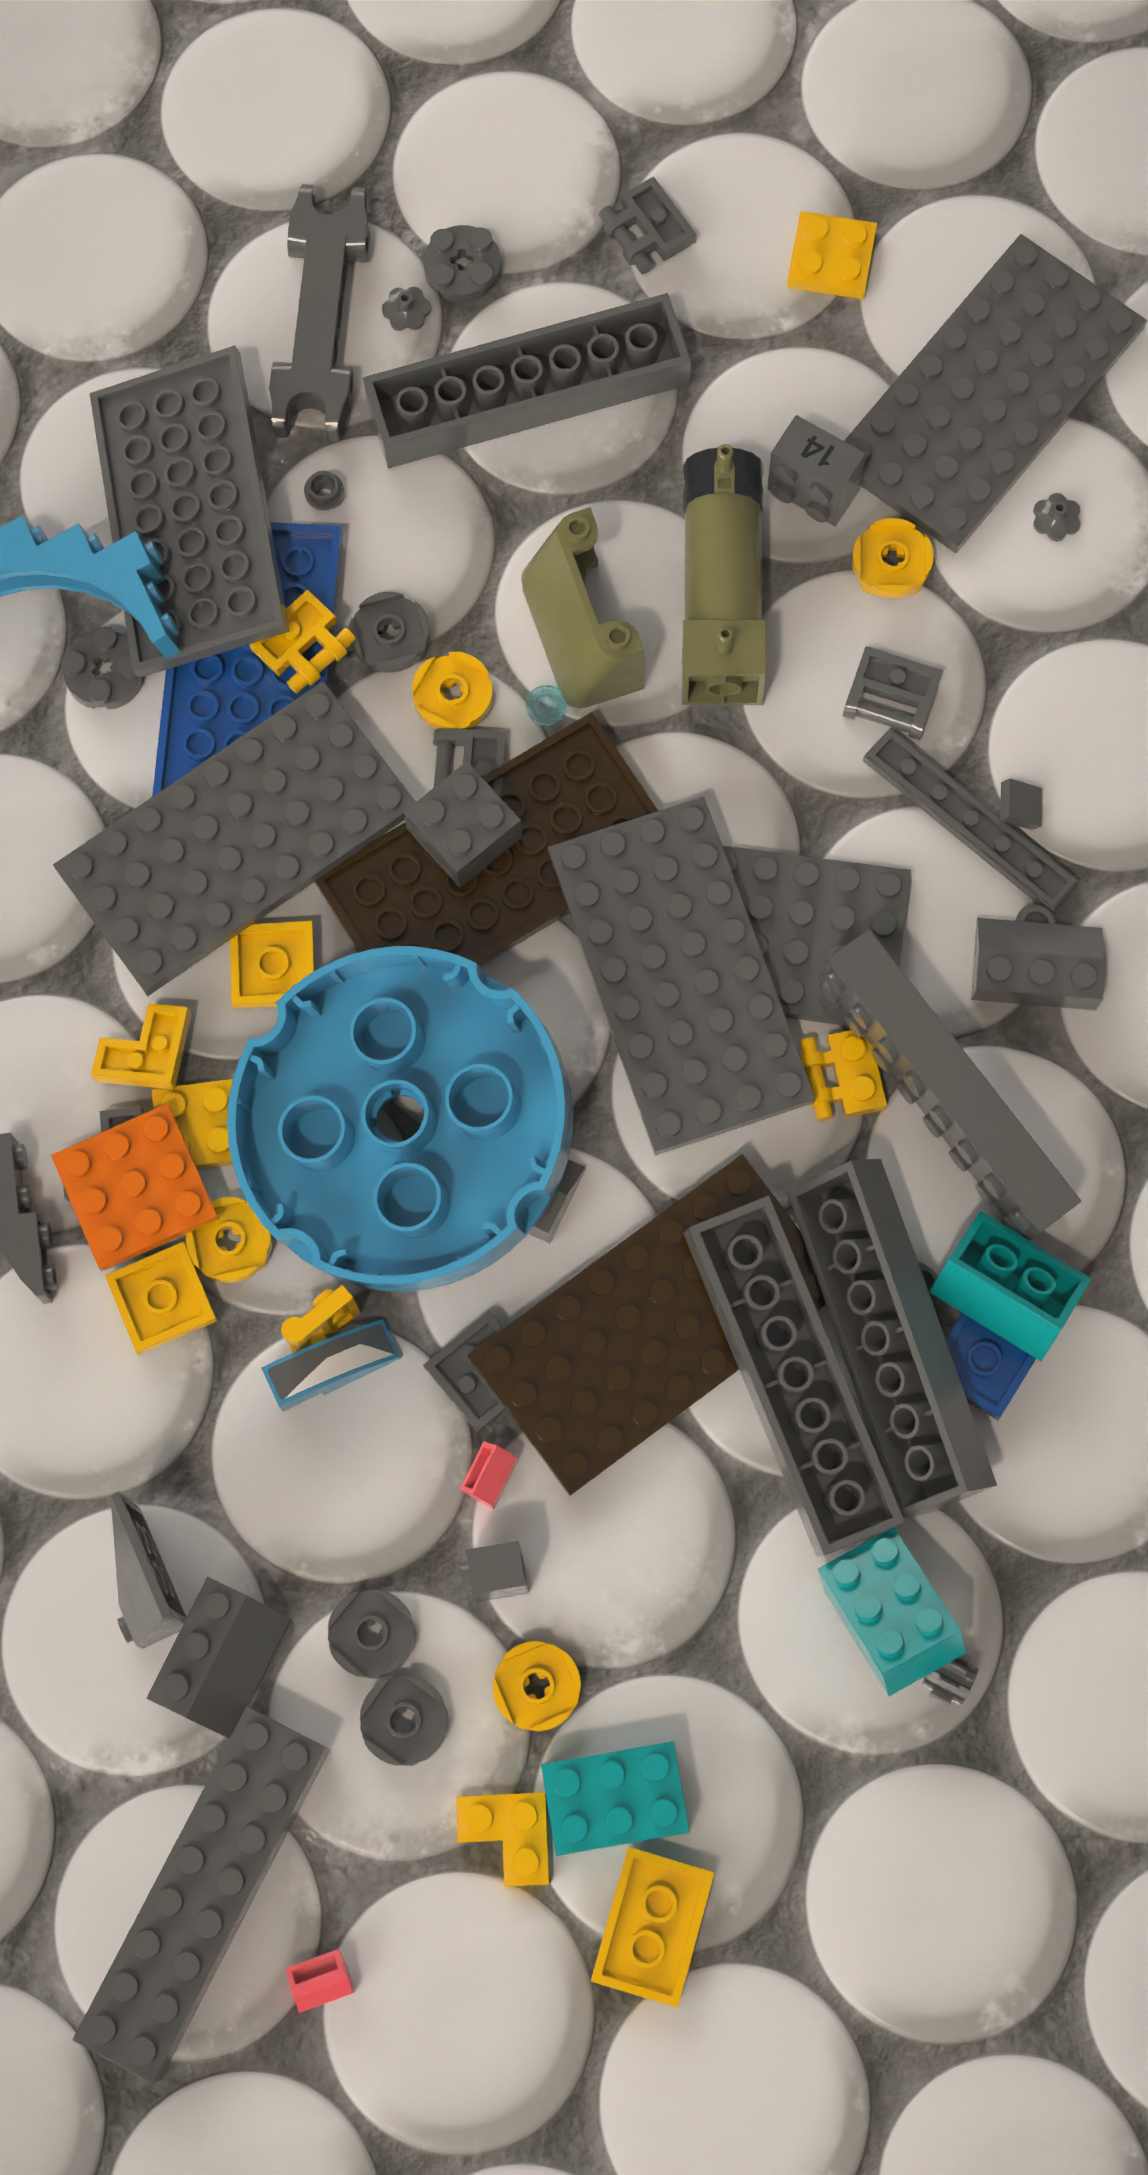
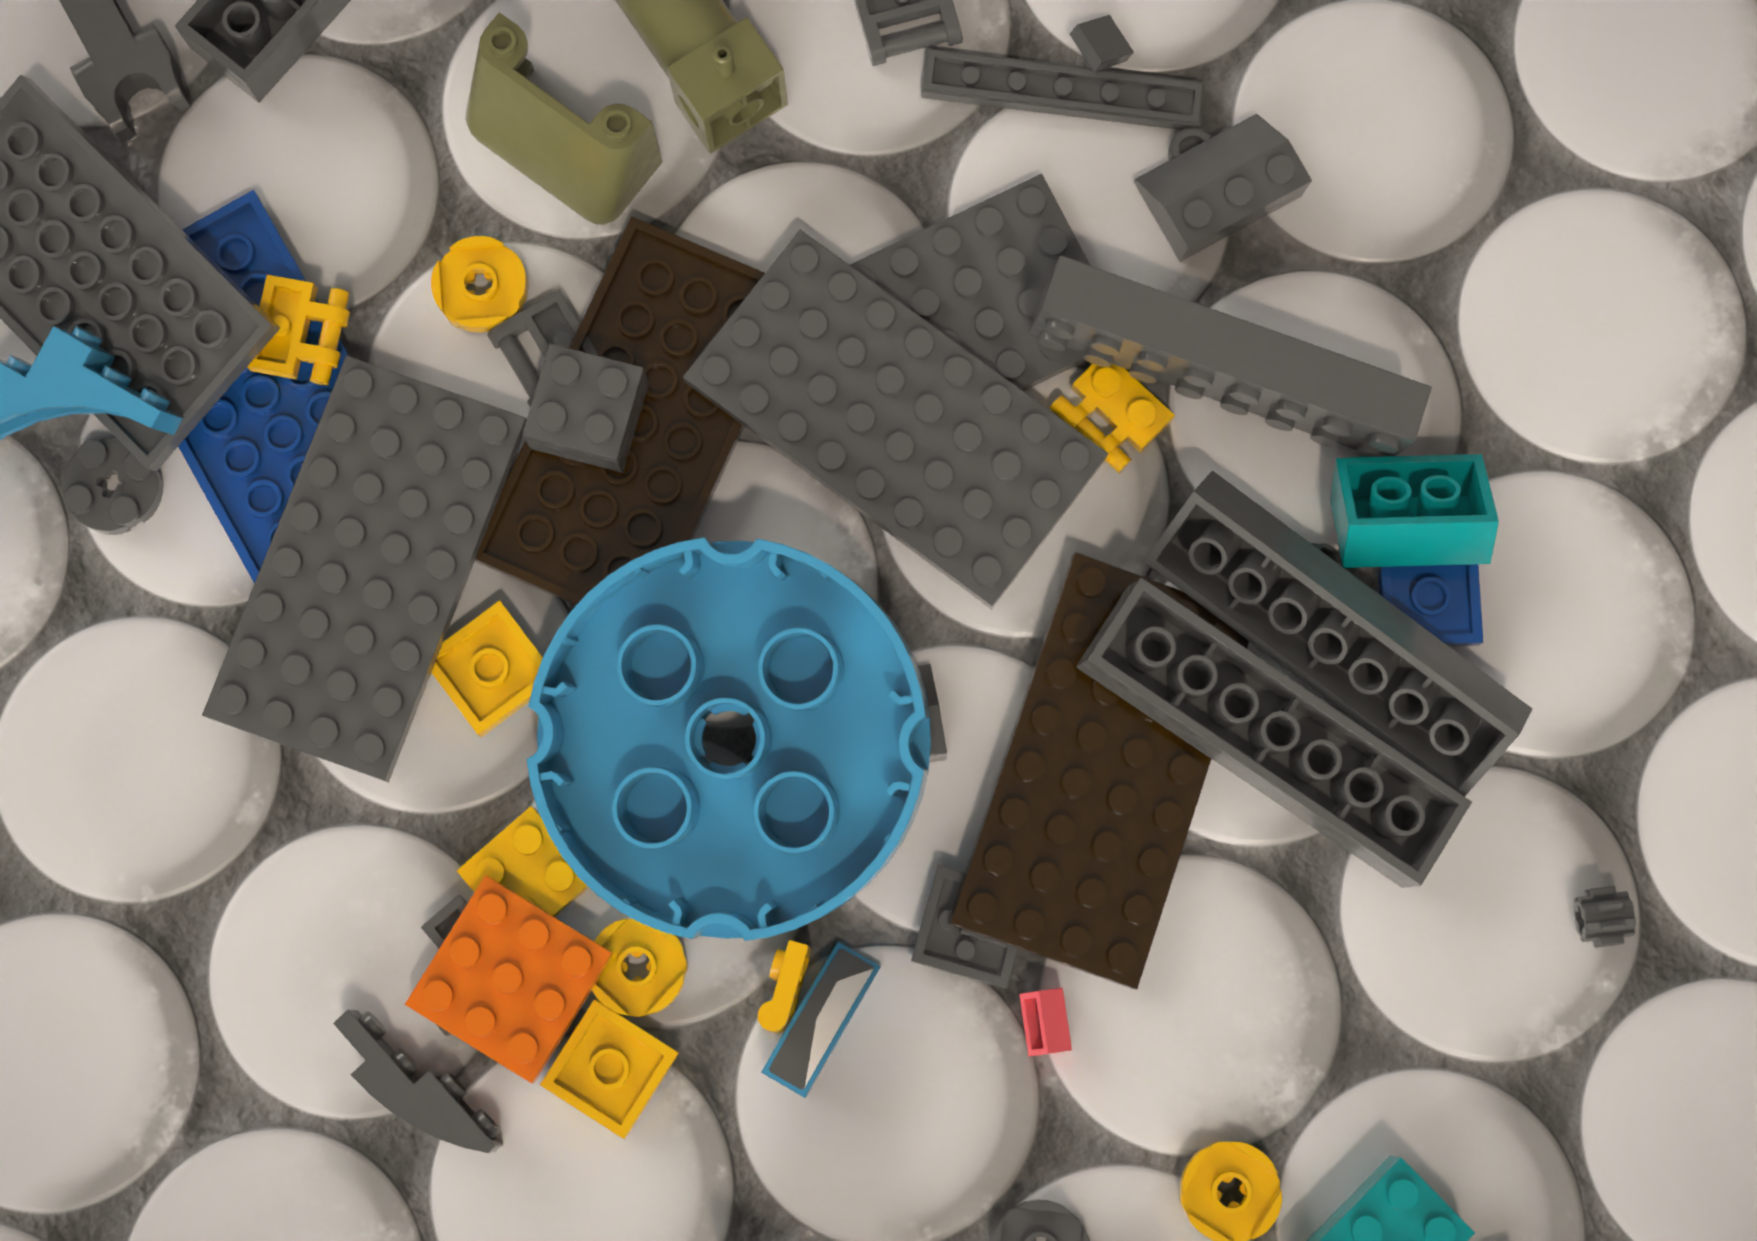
camera: 35 degrees left, 5 degrees up
(151, 1060) = (436, 841): yellow plate -> none
(323, 480) = (207, 153): dark grey plate -> none
(394, 654) = (376, 239): dark grey plate -> none
(494, 1572) = (1122, 1113): dark grey brick -> none
(550, 715) = (584, 251): clear light blue plate -> none
(892, 1611) = (1516, 893): teal brick -> none

